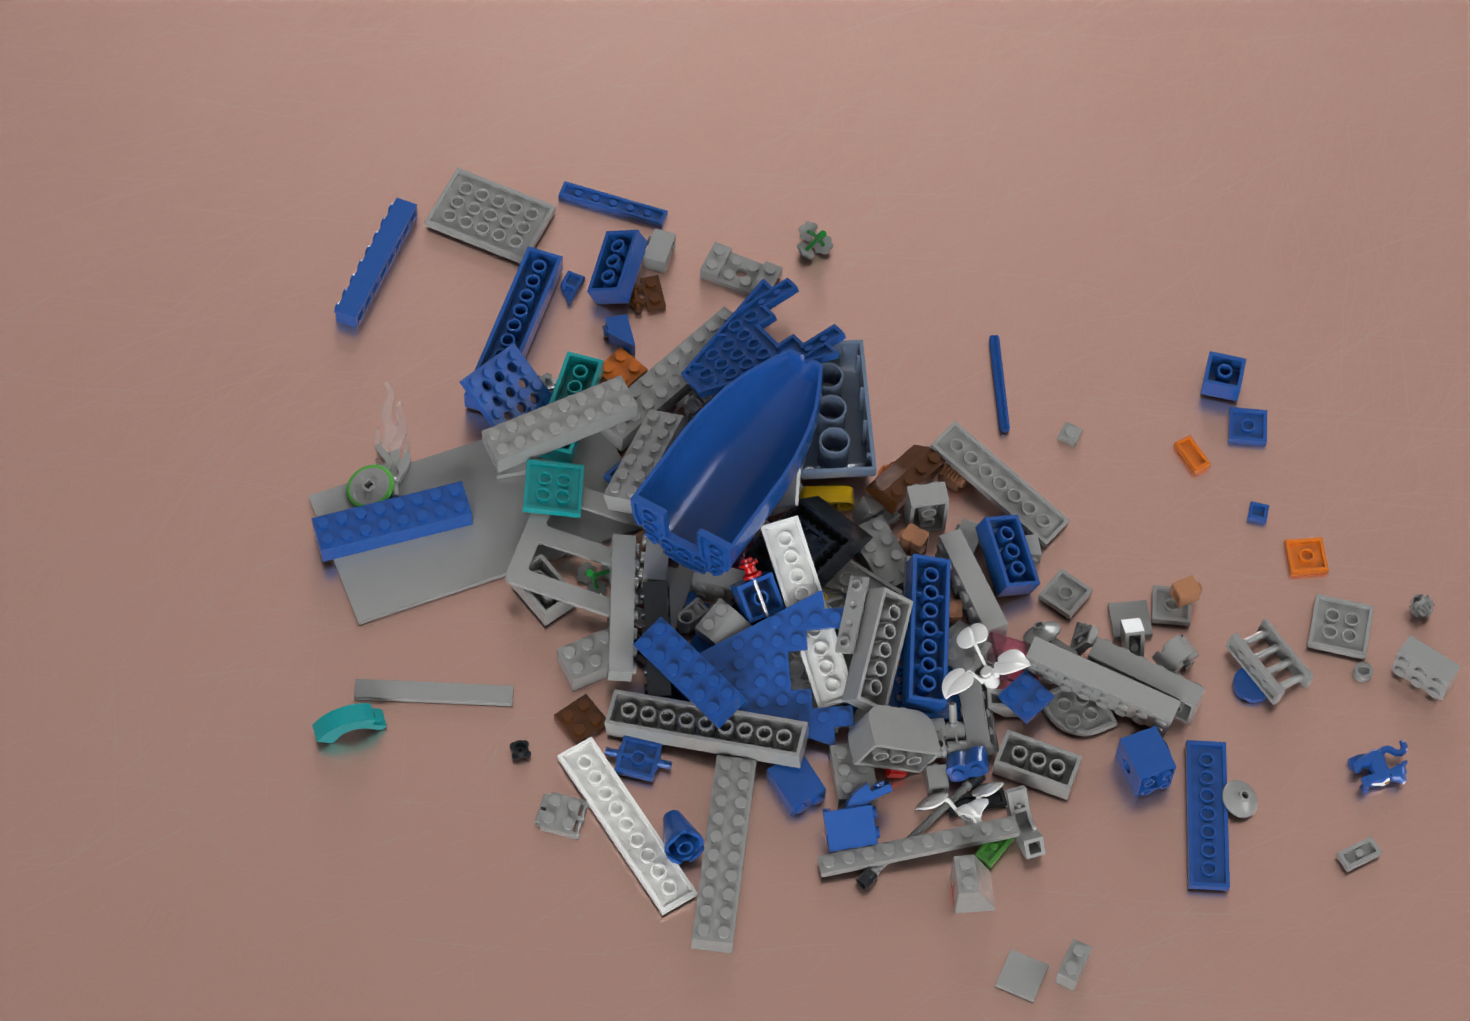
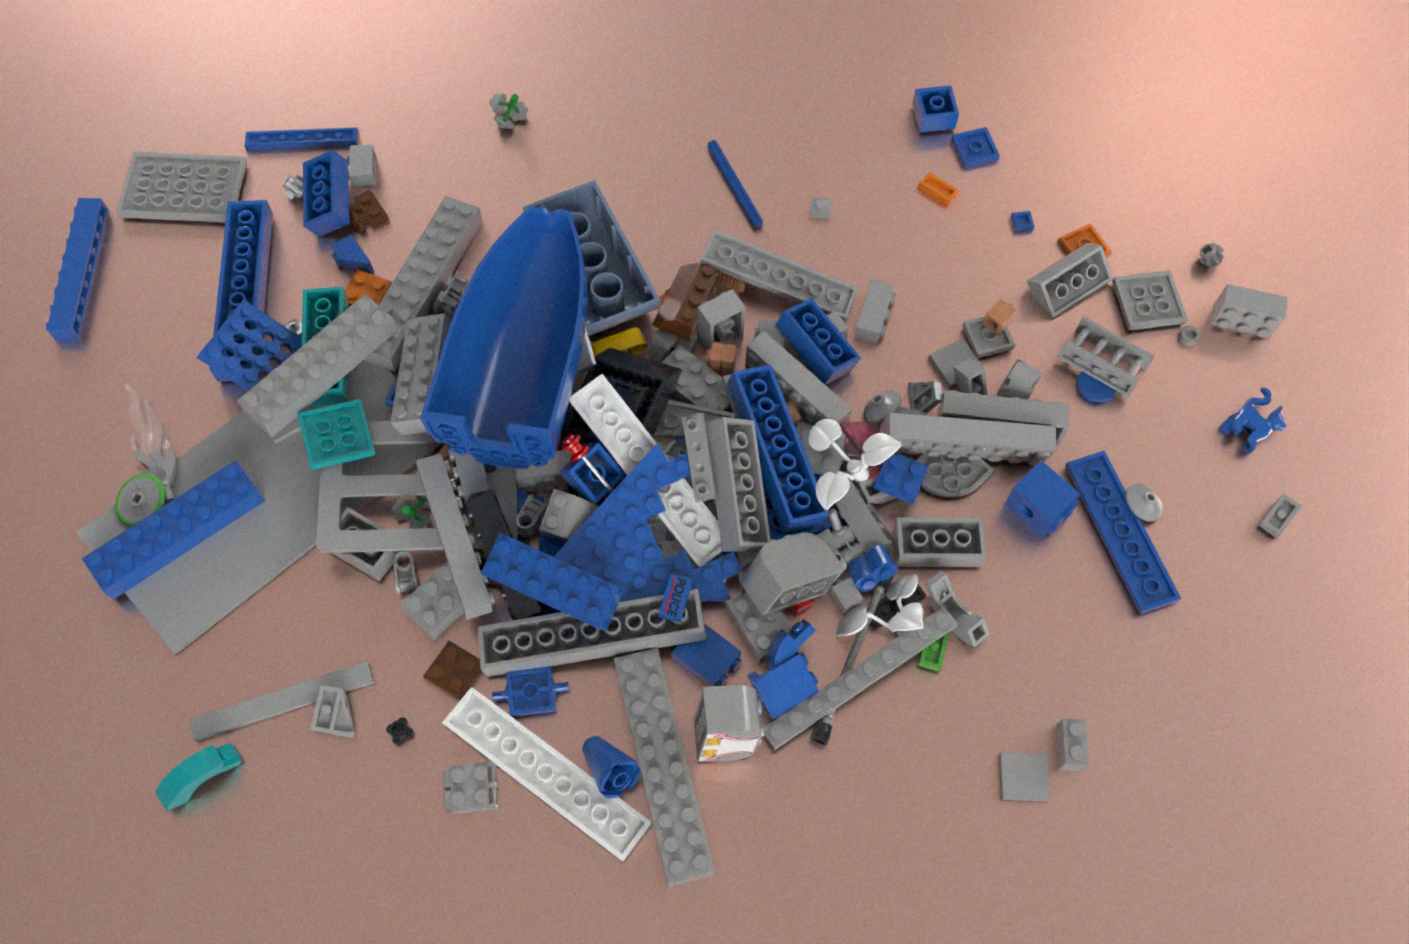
camera: 20 degrees left, 5 degrees up
(471, 715) = (333, 712): none -> light grey wing
(569, 629) = (405, 577): none -> light grey piece
(571, 285) = (287, 227): blue tile -> none
(590, 250) = (293, 186): none -> light grey gear
(723, 266) = (430, 161): light grey piece -> none
(745, 344) = (479, 221): blue wing -> none
(786, 722) = (675, 598): none -> blue tile
(789, 836) = (727, 723): none -> light grey brick
(971, 885) = (931, 700): light grey slope -> none
(1065, 593) = (885, 359): light grey plate -> none
(1076, 546) = (875, 311): none -> light grey brick
(1273, 581) = (1070, 279): none -> light grey slope

